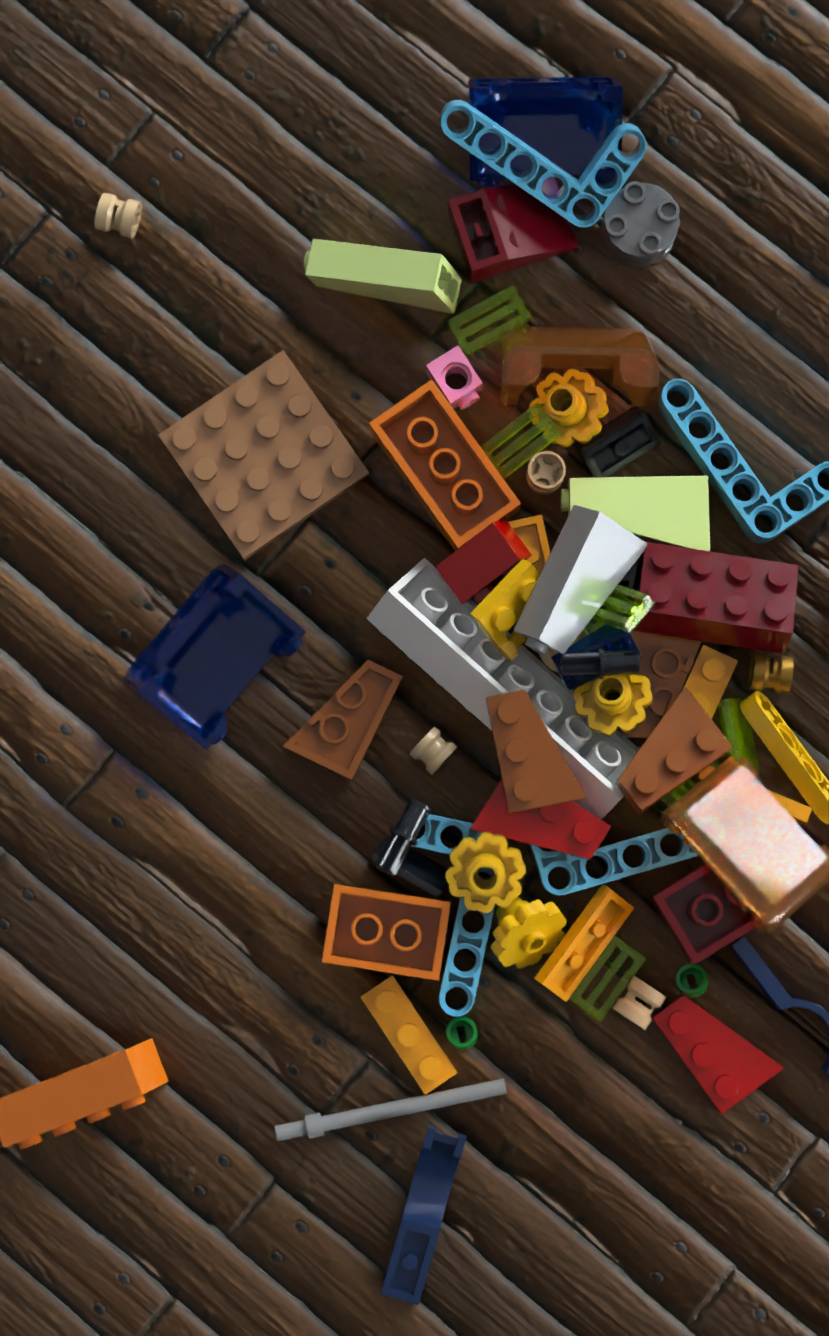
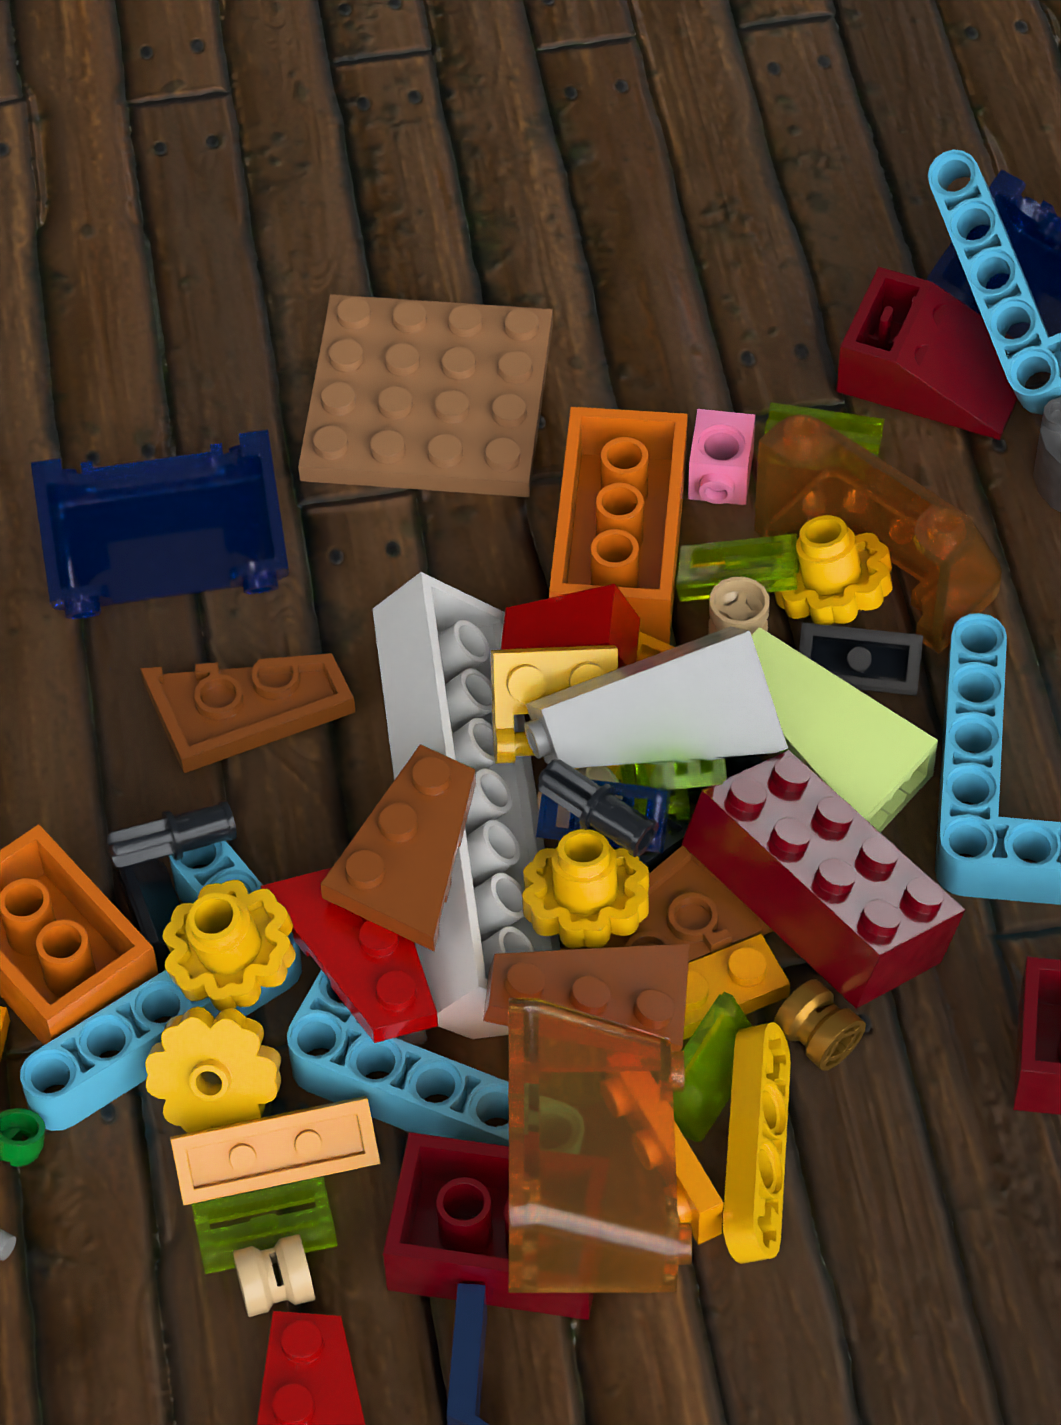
camera: 40 degrees right, 30 degrees down
(118, 215) = (499, 83): tan wheel -> none
(384, 274) = (744, 309): yellowish green slope -> none
(433, 750) = (310, 802): tan wheel -> none
(700, 978) = (355, 1303): green hinge -> none

